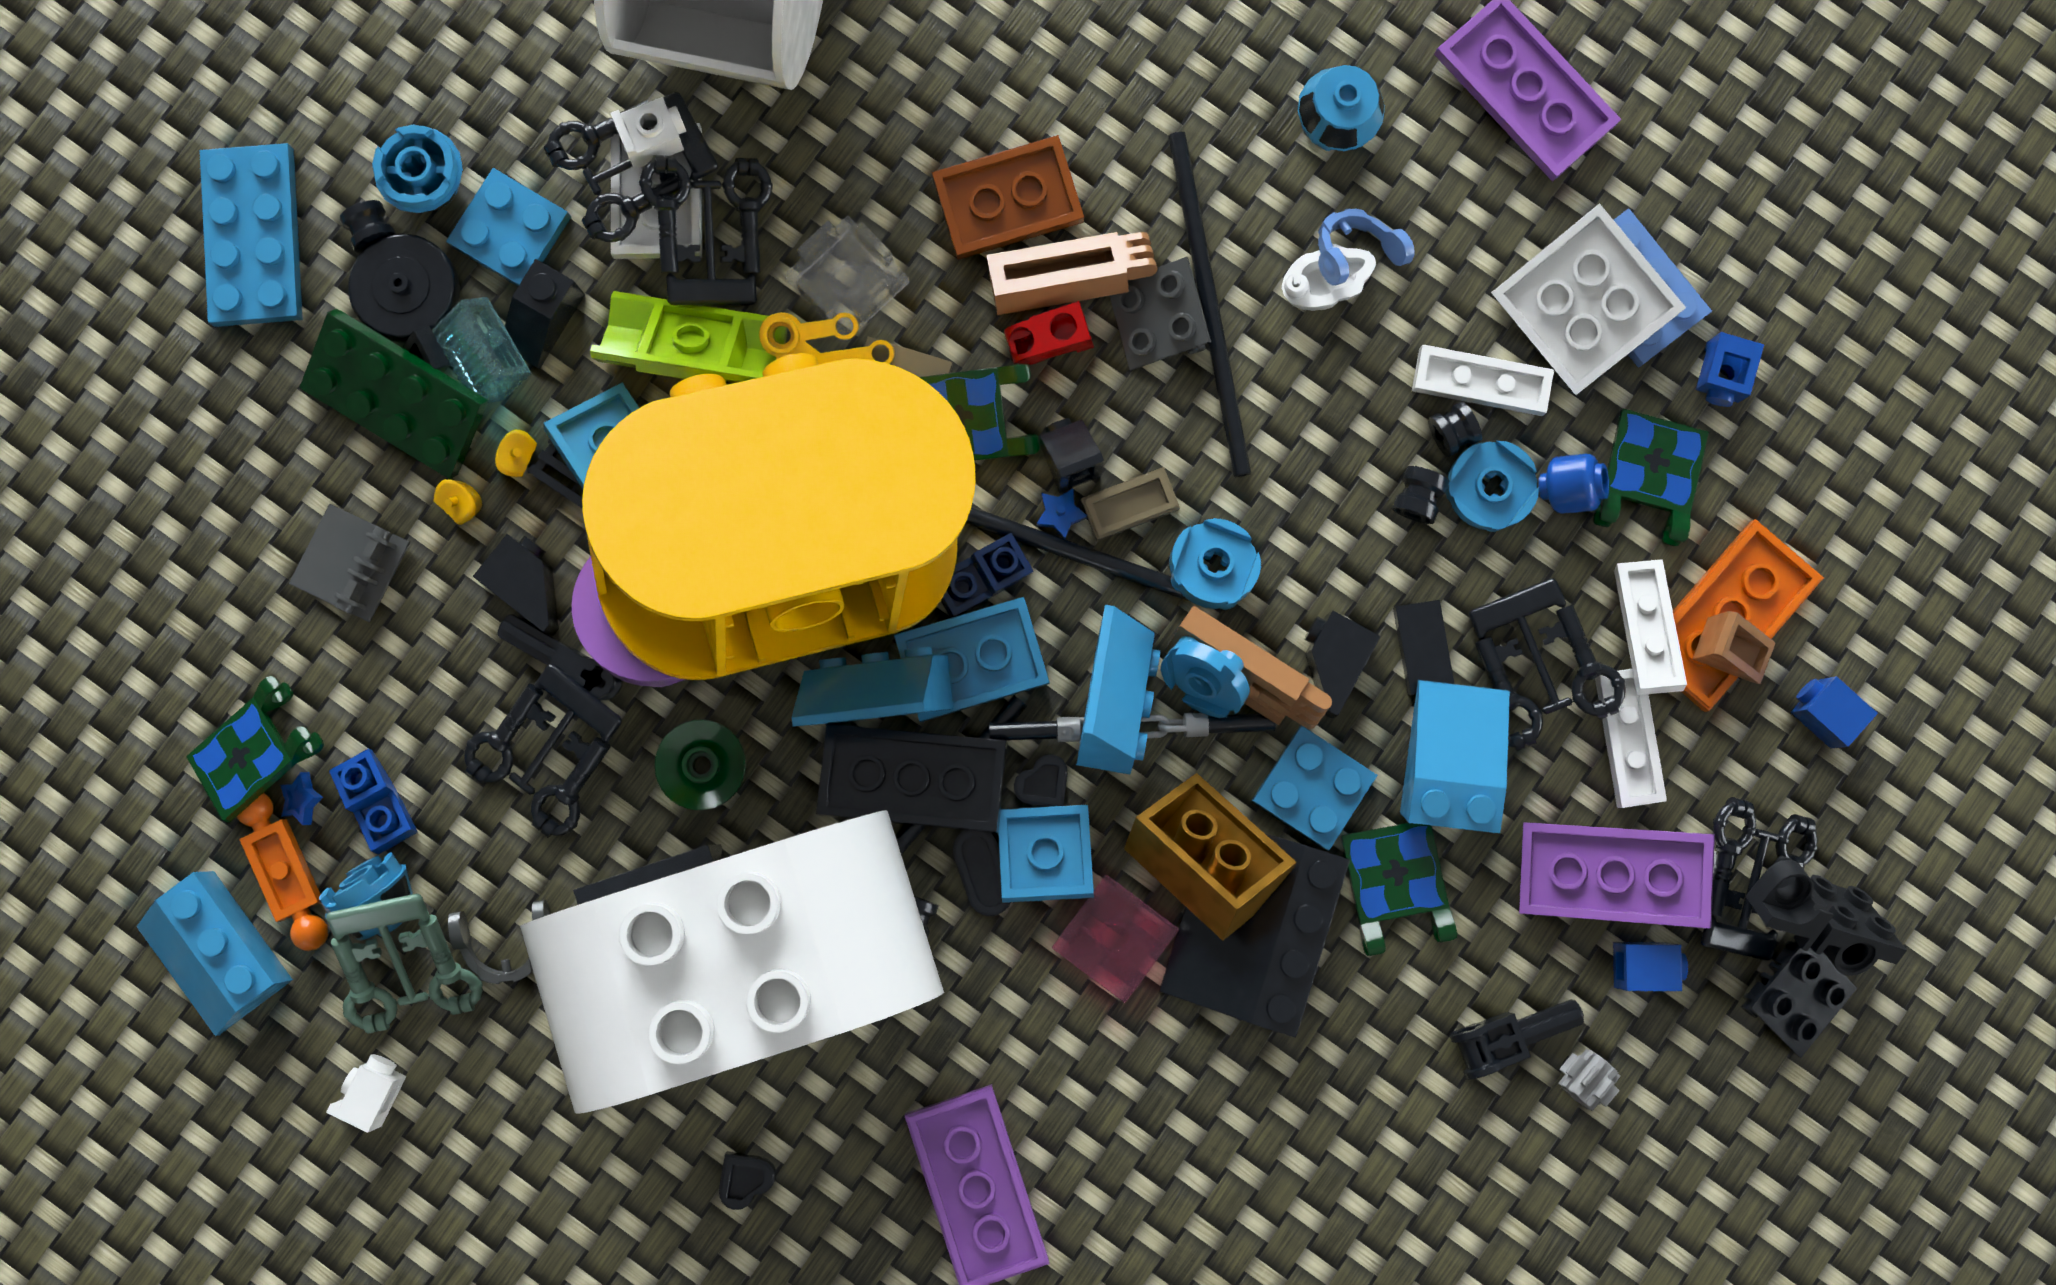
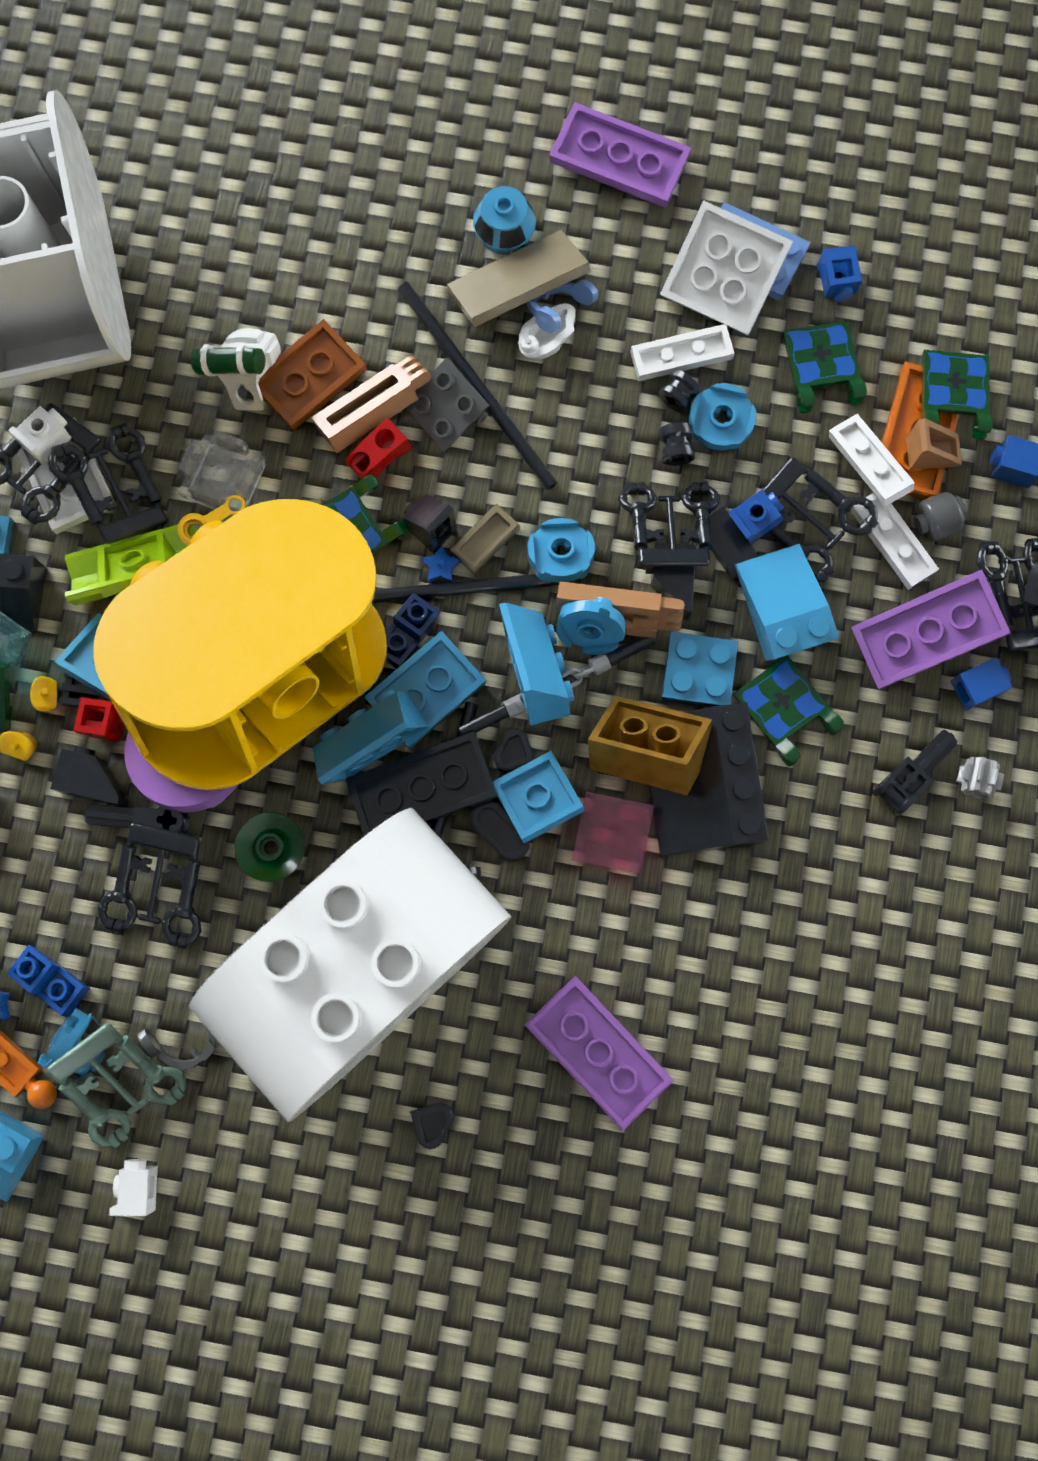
camera: 20 degrees left, 5 degrees down
(562, 521) = (99, 720): none -> red leg
(930, 145) = (239, 361): none -> white piece
(1323, 192) = (518, 278): none -> tile
(1346, 639) = (671, 556): none -> black piece
(1456, 636) = (753, 527): none -> blue brick
(1574, 483) = (775, 390): blue head -> none
(1701, 736) = (940, 516): none -> dark grey head
(1804, 581) = (957, 386): none -> dark green flag

